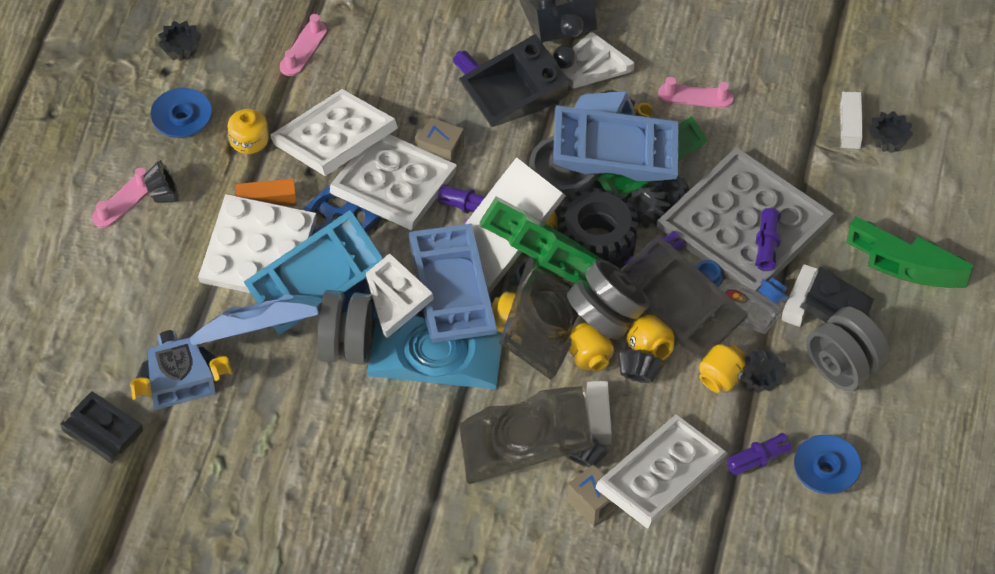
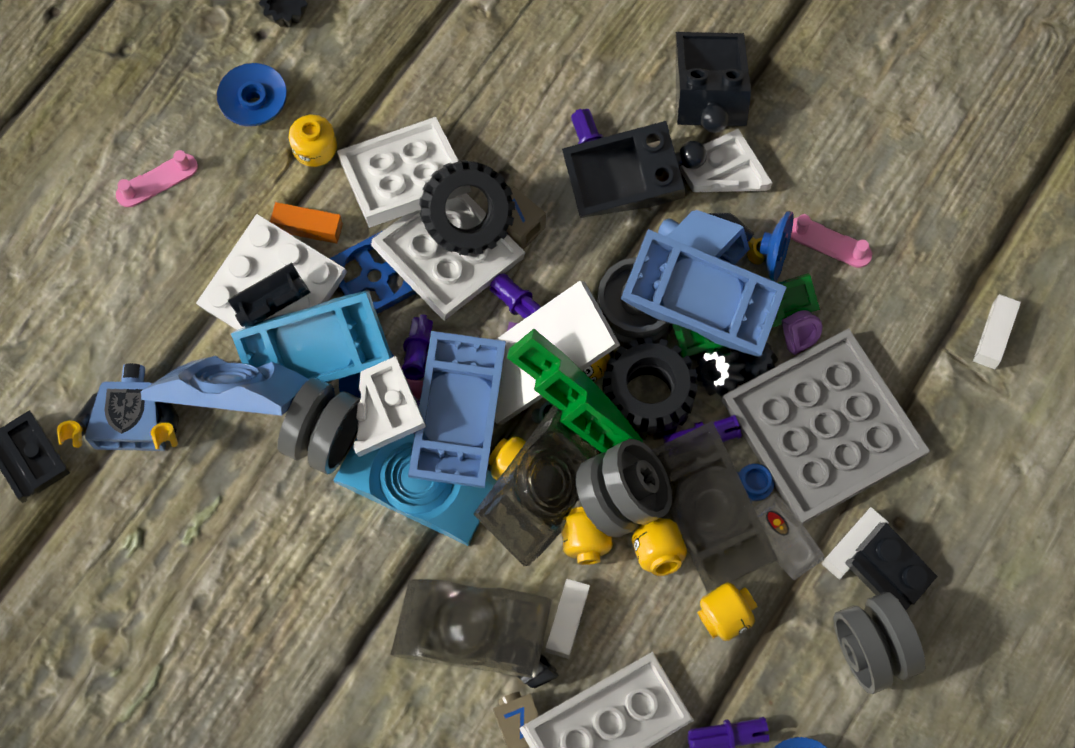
camera: 20 degrees right, 15 degrees up
(161, 184) = (198, 176): black piece -> none
(264, 245) = (268, 296): none -> black hinge
(304, 47) = (417, 50): bright pink piece -> none
(400, 251) = (417, 347): none -> dark purple axle
(421, 119) = (493, 225): none -> black tyre
(639, 365) = (632, 578): black piece -> none
(655, 100) = (776, 245): none -> blue dish
(700, 159) = (801, 331): none -> medium lavender tile
(763, 370) = (772, 629): black piece -> none
(768, 239) = (839, 465): dark purple pin -> none
(773, 290) = (822, 531): blue plate -> none
(890, 131) = (1037, 362): black piece -> none
(916, 263) = (1008, 548): green slope -> none

